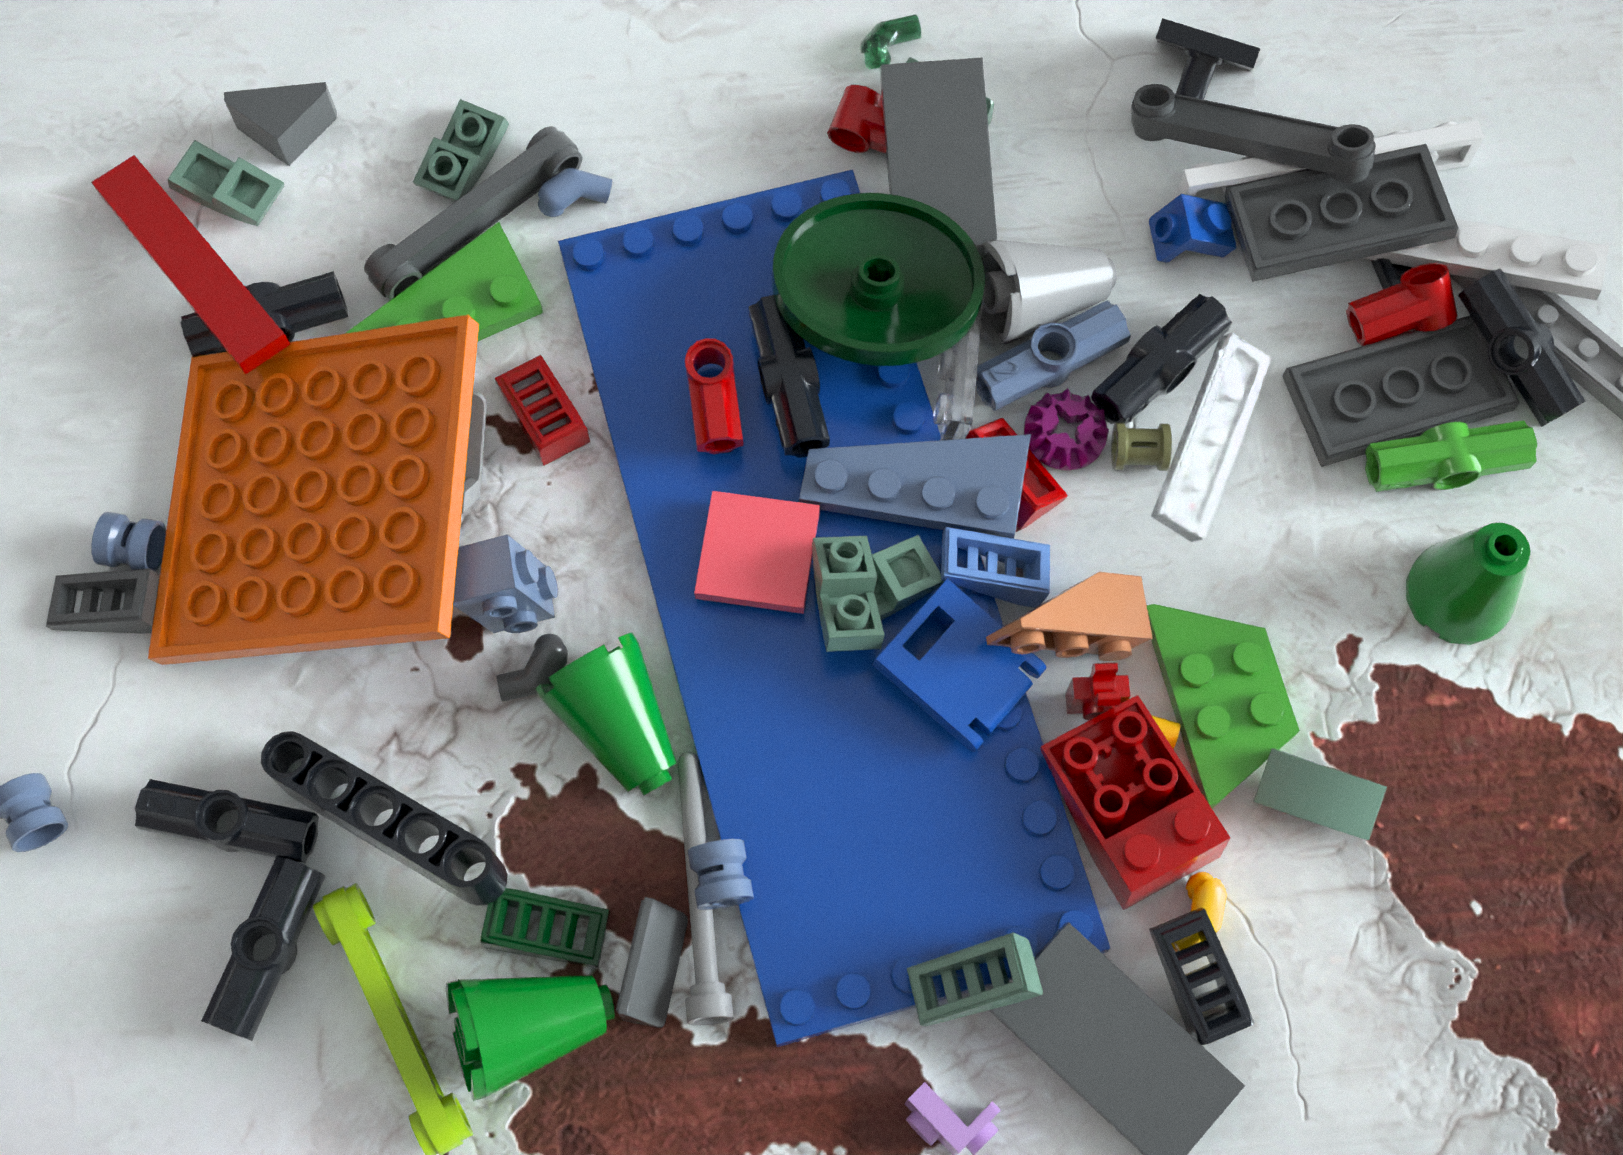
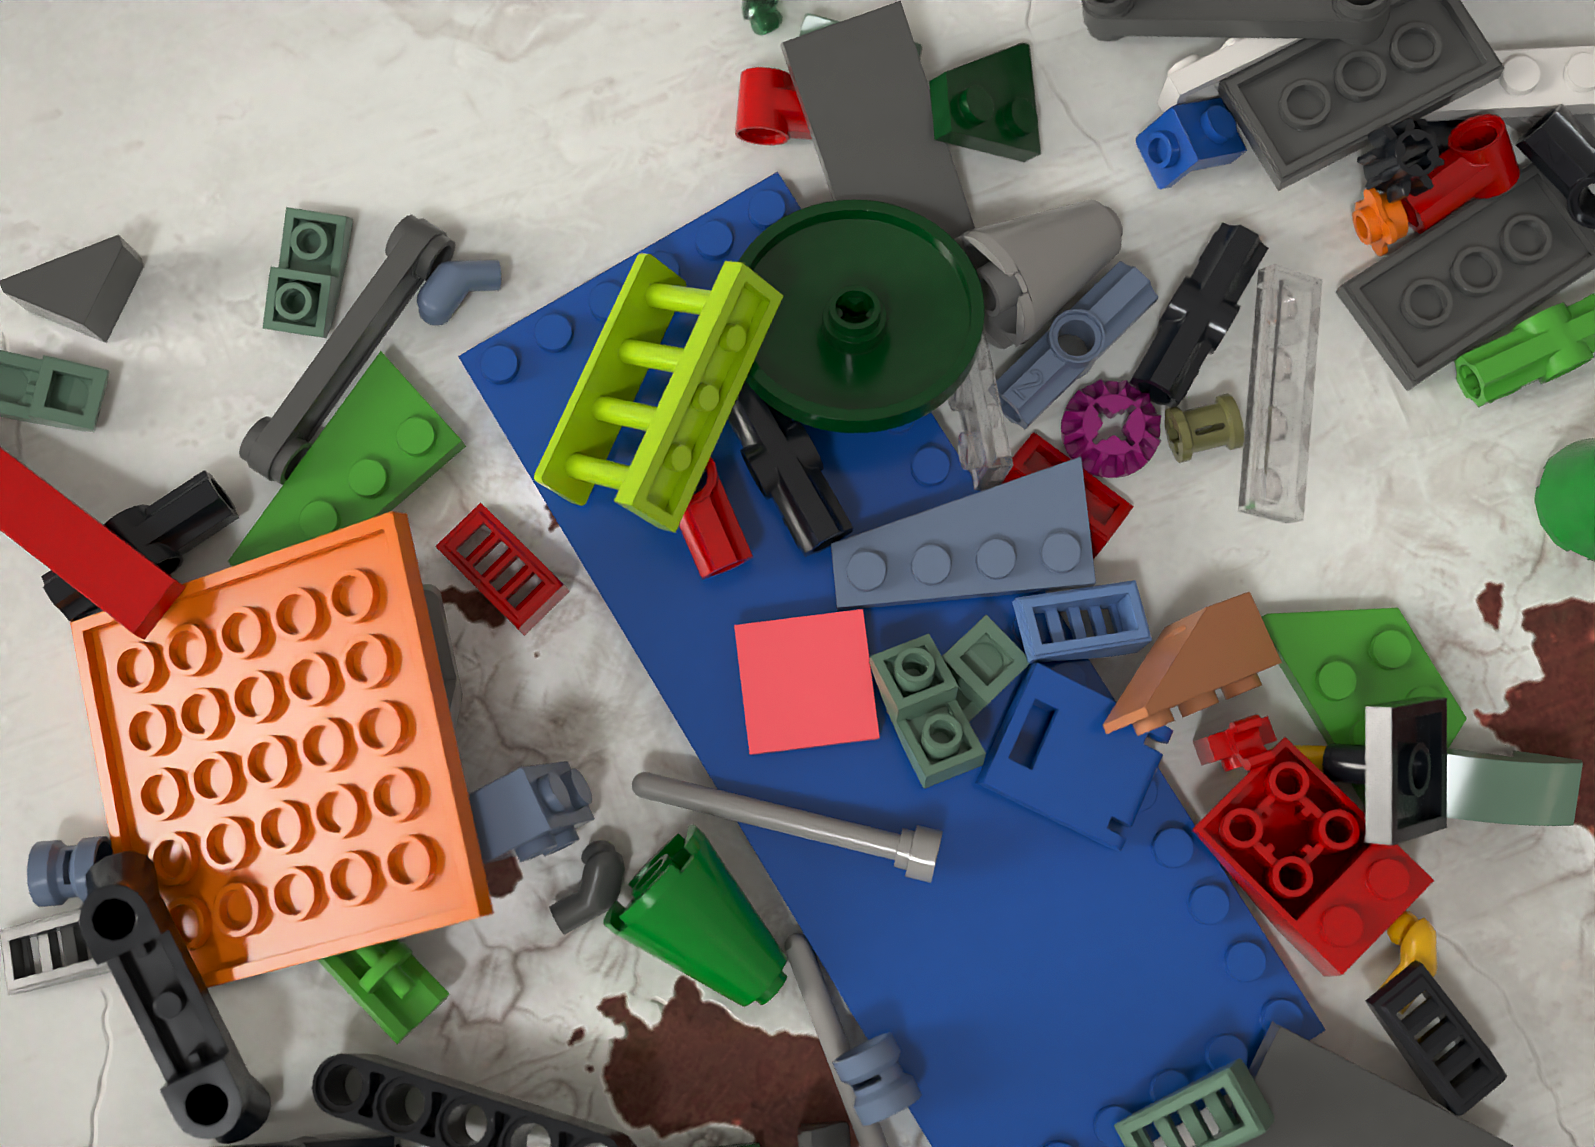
camera: 15 degrees left, 10 degrees up
(173, 655) = (138, 940): none -> black plate
(347, 690) = (388, 985): none -> bright green hips
(730, 283) = (693, 406): none -> lime fence
(804, 703) = (911, 849): none -> light grey piece
(1034, 159) = (989, 105): none -> dark green wing
(1226, 740) = (1400, 768): none -> black tile
(1330, 325) = (1379, 221): none -> orange plate
(1354, 277) = (1400, 160): none -> black gear

